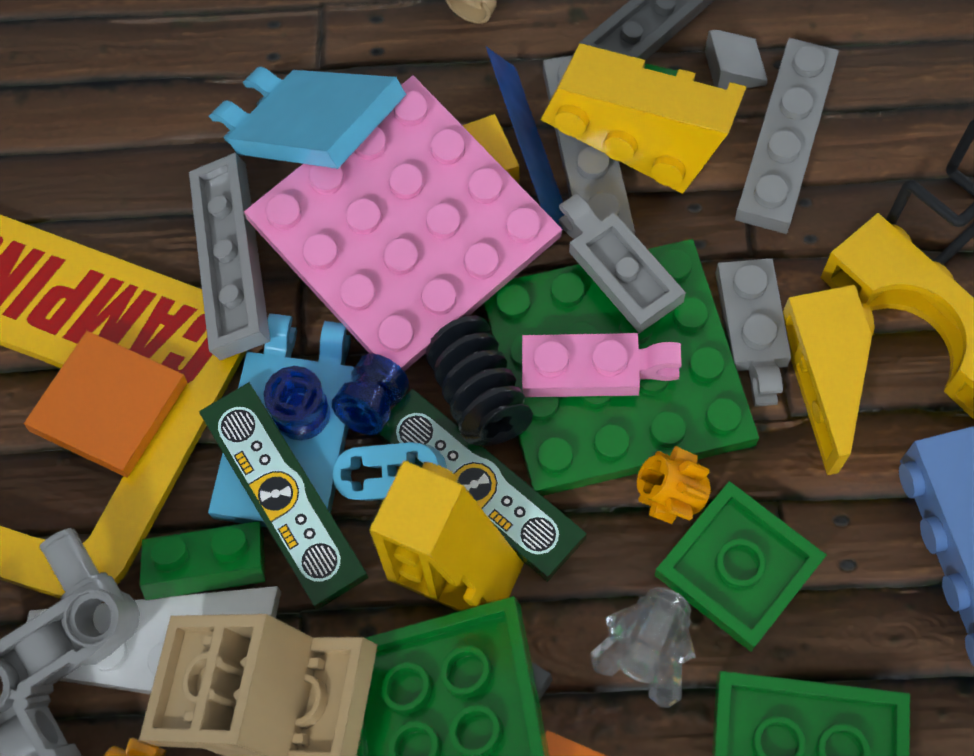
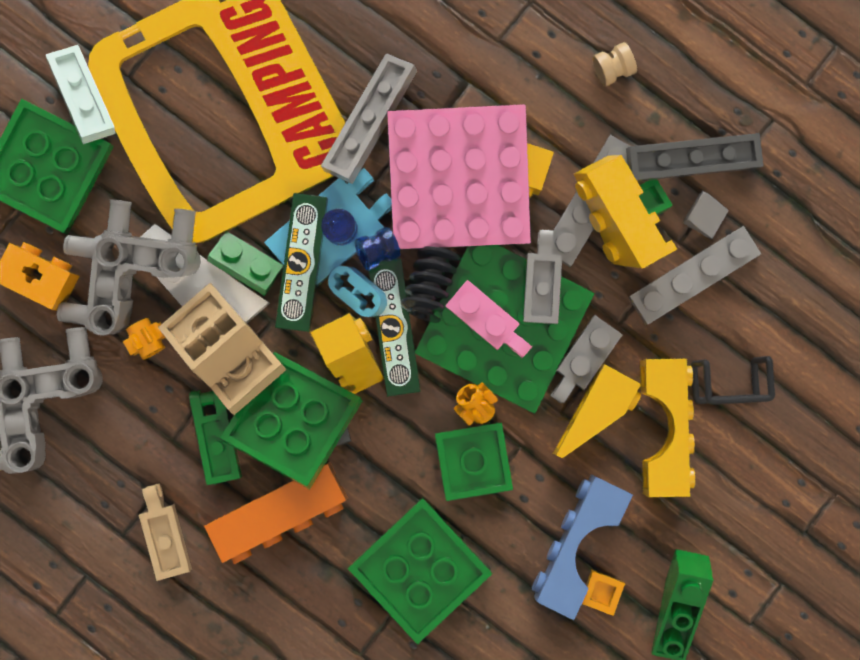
camera: 35 degrees right, 20 degrees up
(106, 403) = (256, 151): orange tile -> none
(309, 115) = (460, 80): medium azure tile -> none
(527, 136) = (564, 173): blue sticker -> none
(649, 644) = (404, 462): clear rock -> none

